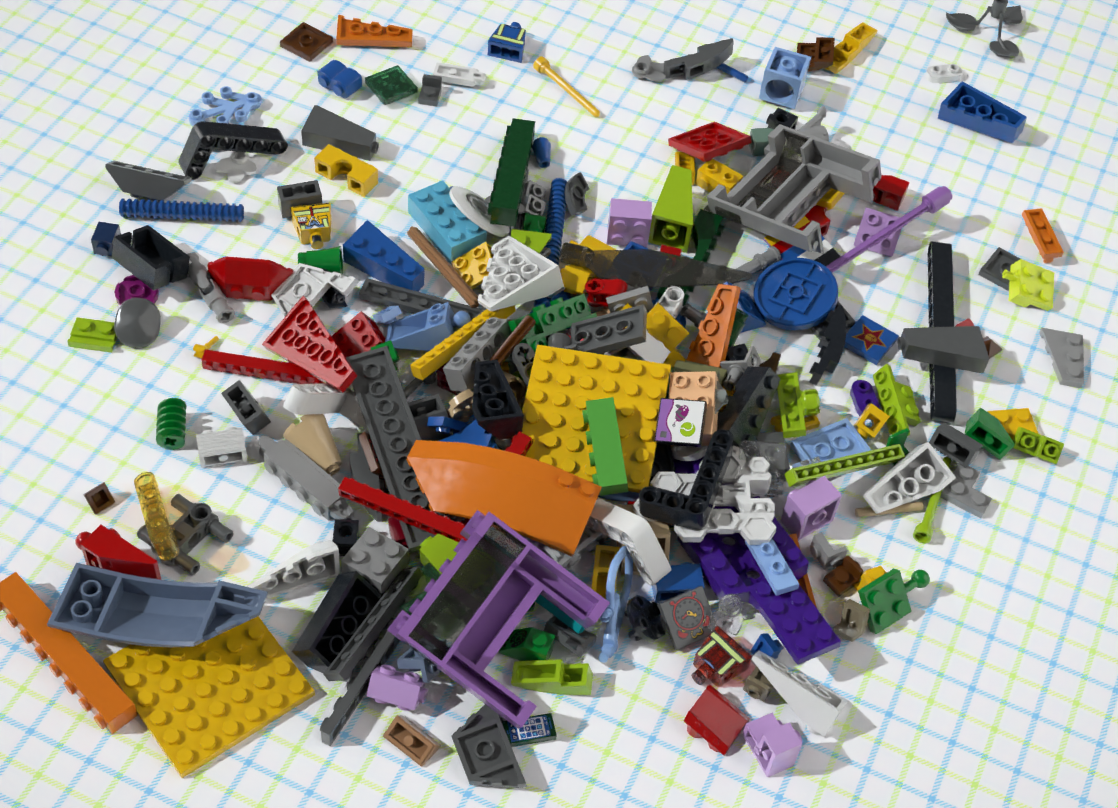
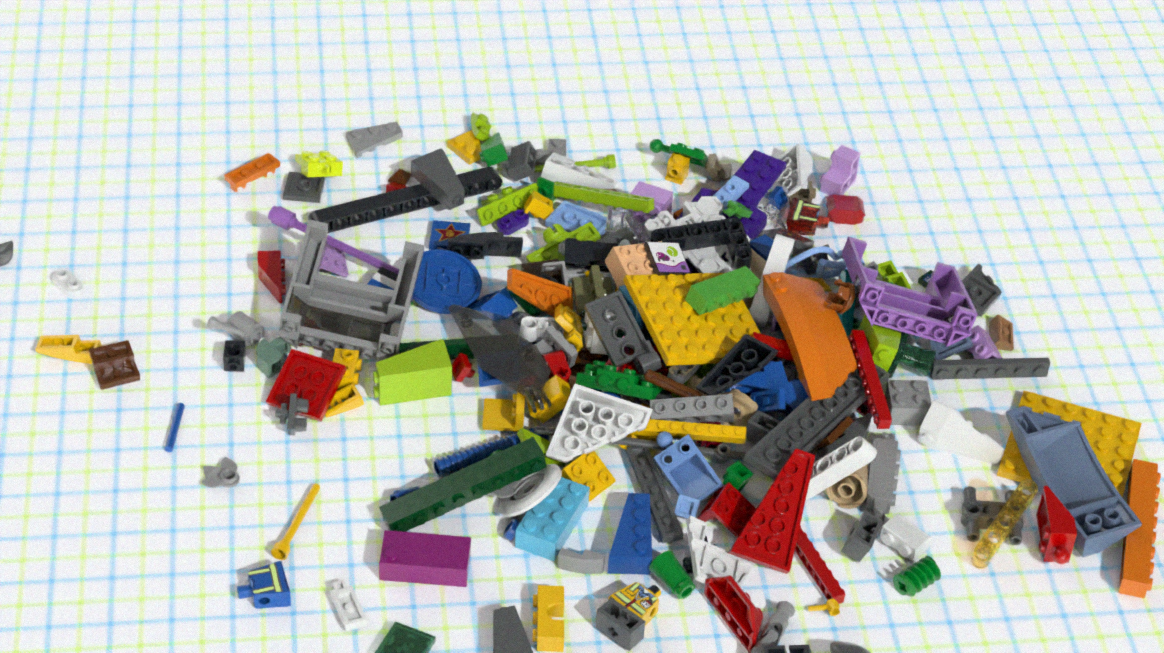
camera: 120 degrees left, 10 degrees down
(99, 498) = (1016, 586): reddish brown slope -> none
(336, 620) = (977, 399): black slope -> none
(345, 527) = (905, 428): black brick -> none
(376, 620) = (961, 377): dark grey plate -> none
(389, 212) = (587, 563): none -> light grey slope
(430, 90) = (387, 615): dark grey bracket -> none
(443, 266) = (603, 498): medium nougat axle -> none
(464, 130) = (425, 558): none -> magenta brick
(527, 531) = (843, 299): none -> dark orange piece
(575, 194) = (442, 450): dark grey tile -> none
(629, 222) = (457, 395): lavender brick -> none
(680, 121) = (296, 405): none -> dark grey hips
(706, 59) = (185, 430): dark grey slope -> none
(739, 555) = (737, 209): none -> bright green plate
(761, 261) = (423, 315): light grey pin -> none
(784, 77) = (179, 362): light blue brick -> none
(824, 552) = (677, 194): light grey bracket -> none
(844, 576) = (680, 187): reddish brown bracket -> none
(981, 113) = (120, 239): blue wedge -> none

